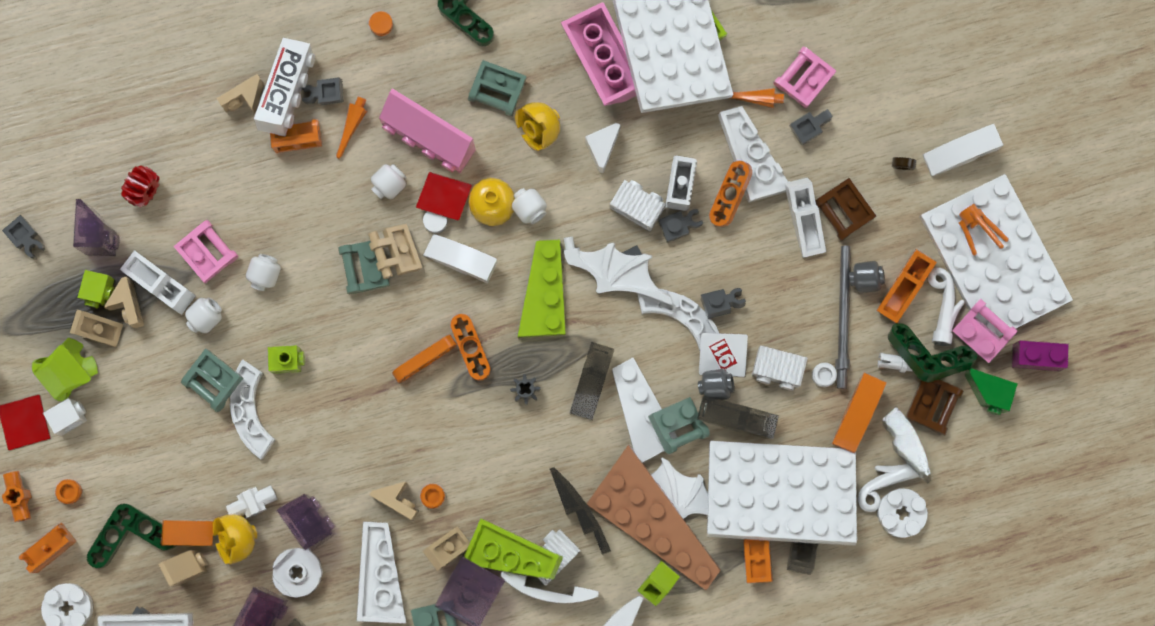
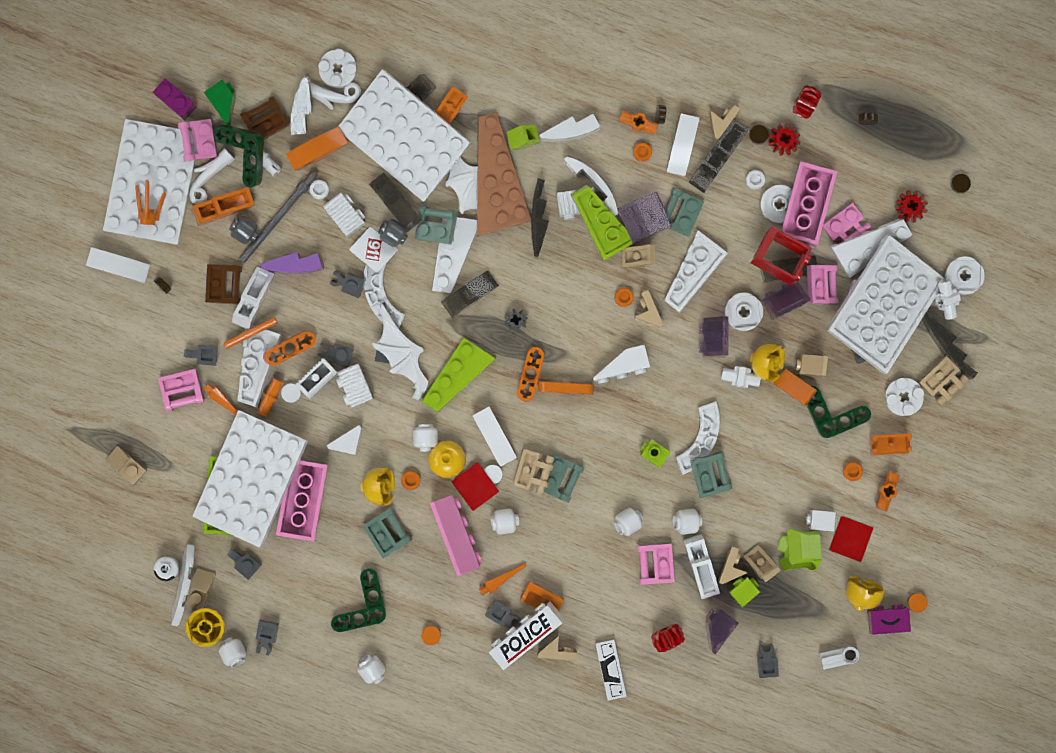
camera: 145 degrees left, 5 degrees up
(178, 118) = (610, 669): none -> white tile
(380, 430) = (629, 361): none -> white slope
(512, 156) = (410, 480): none -> orange tile
(697, 151) = (291, 393): none -> white tile
(712, 133) = (269, 397): none -> orange pin
(780, 180) = (251, 332): none -> orange bar
(790, 280) = (294, 265): none -> medium lavender slope

